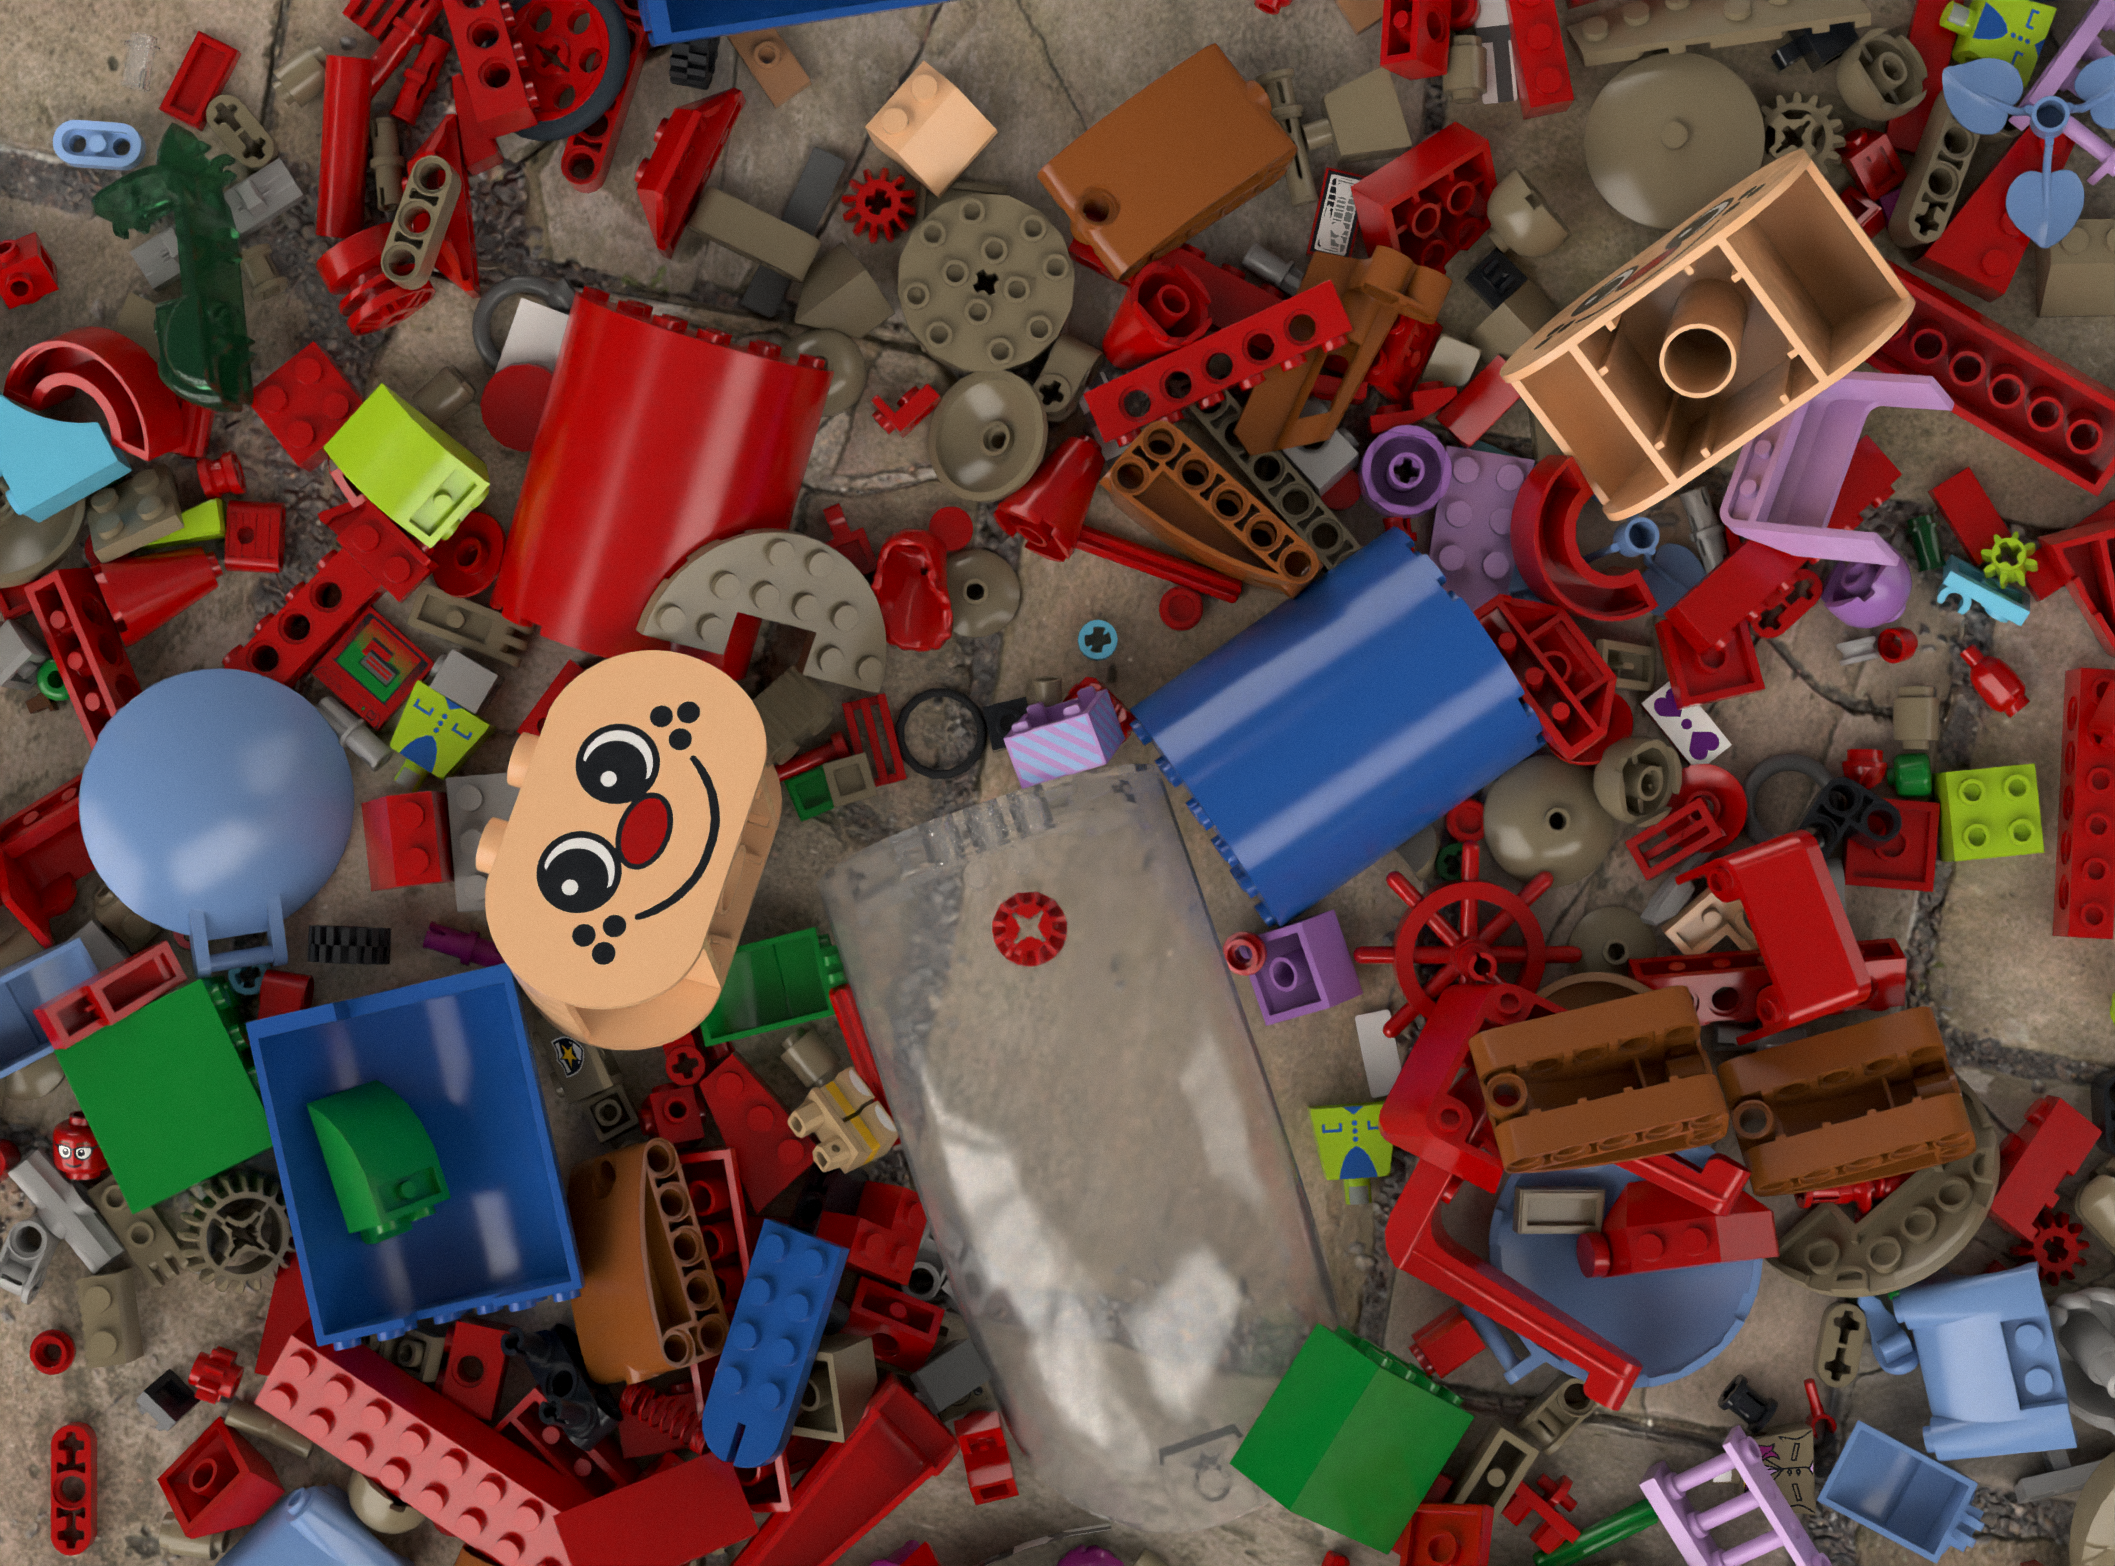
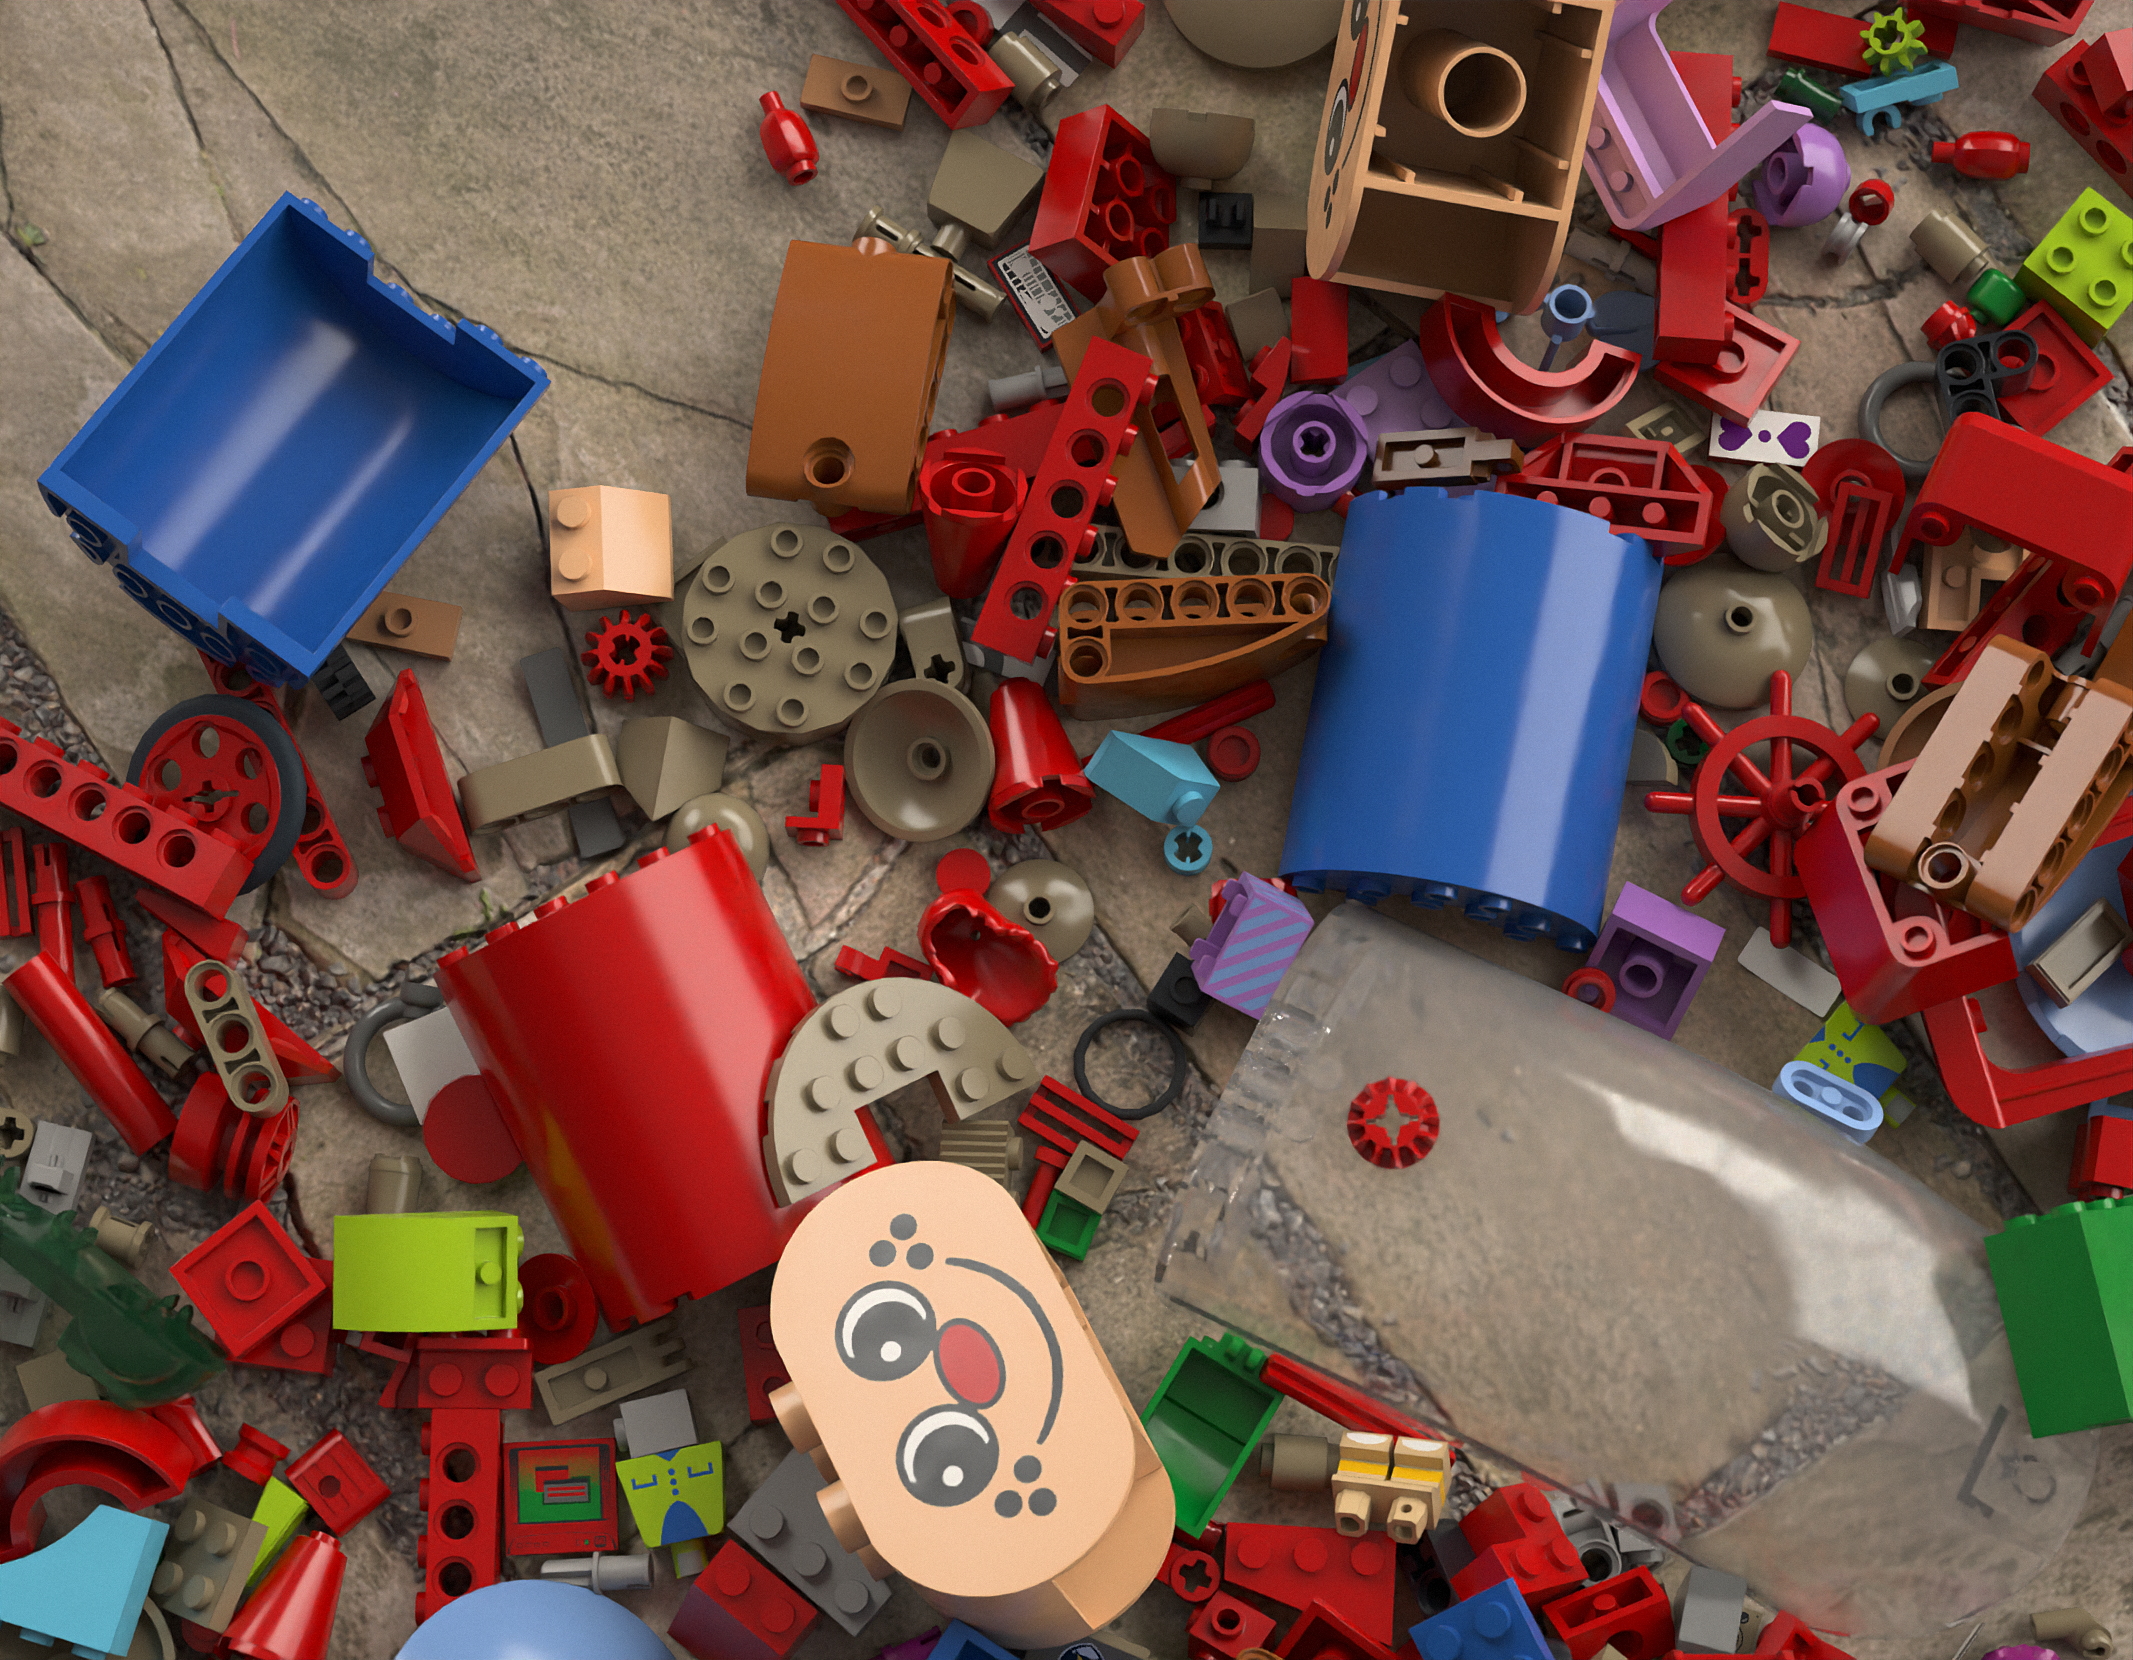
camera: 45 degrees left, 10 degrees down
(302, 371) = (249, 1279): none -> red plate
(1114, 580) = (1154, 777): none -> medium azure slope
(1316, 1152) = (1830, 1099): none -> light blue plate
(1473, 553) = (1442, 458): none -> reddish brown hinge

